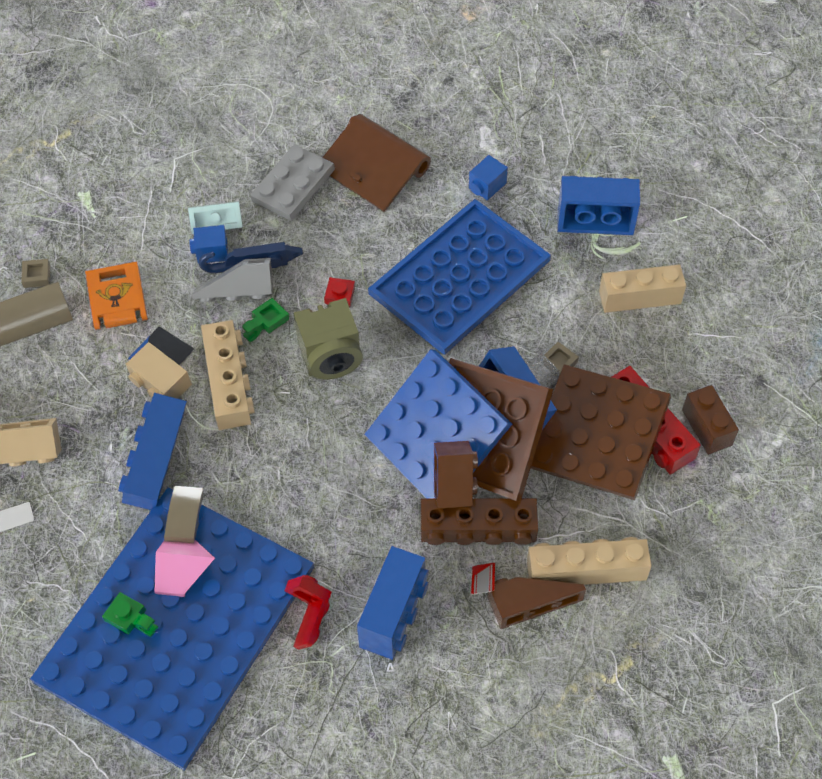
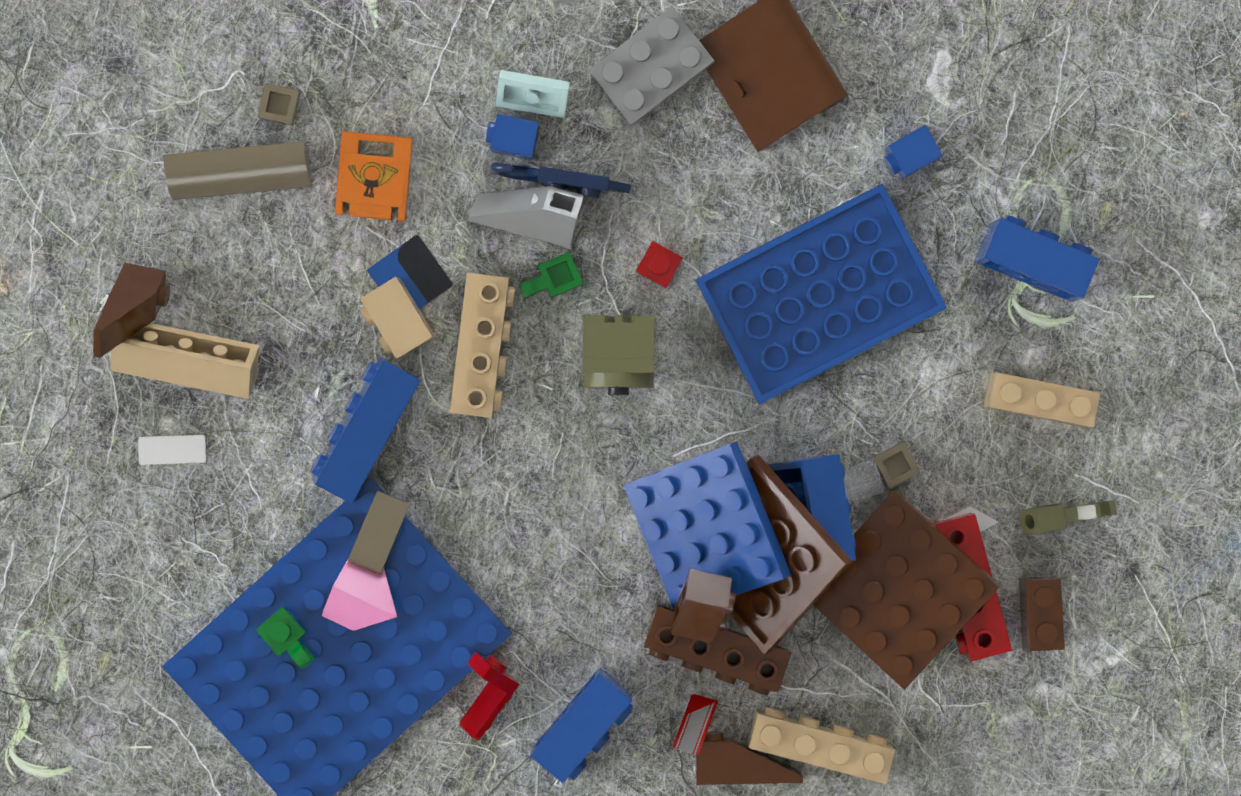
camera: 20 degrees right, 30 degrees up
(684, 358) = (1054, 516): none -> olive piece

